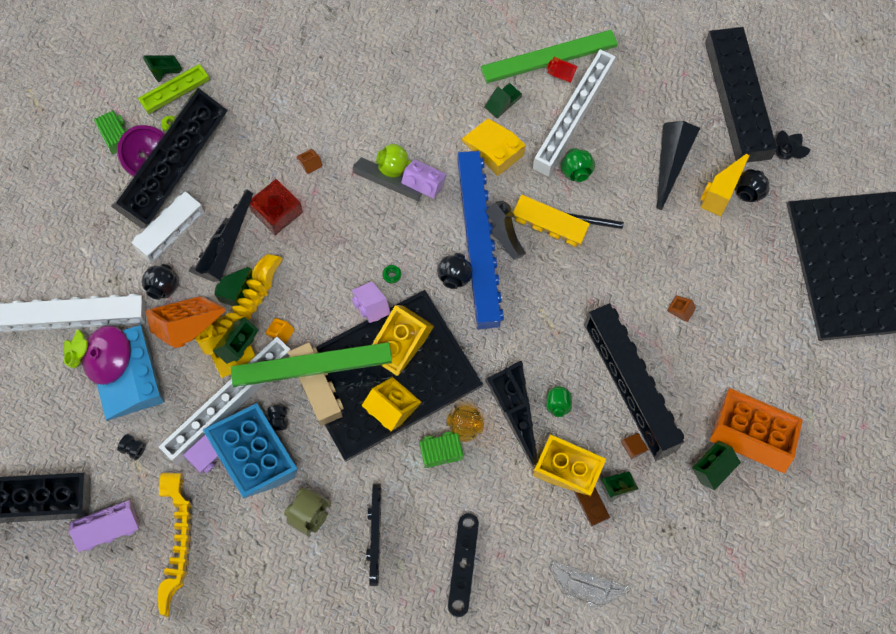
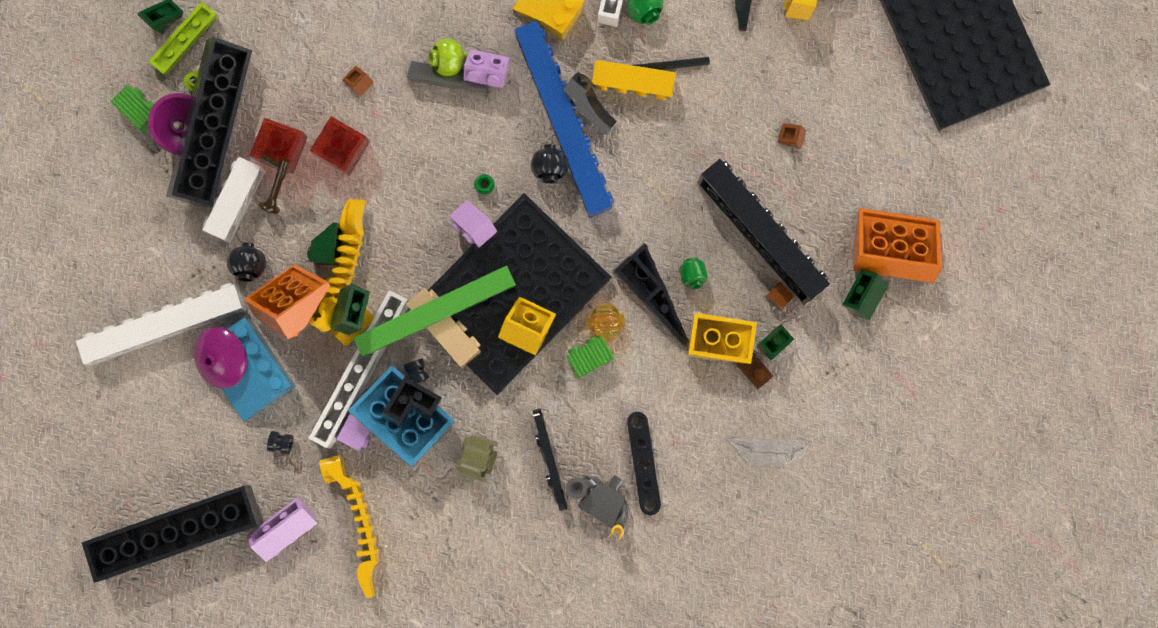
camera: 15 degrees left, 15 degrees up
(75, 349) = (186, 360): lime plate -> none
(217, 253) = (296, 215): black wedge -> none
(218, 209) = (270, 204): none -> dark brown piece
(221, 192) = (277, 142): none -> clear red brick
(262, 433) = (408, 398): none -> black brick
(280, 329) = (388, 278): light orange slope -> none
(405, 335) = (518, 250): yellow slope -> none
(413, 586) = (602, 501): none -> dark grey torso

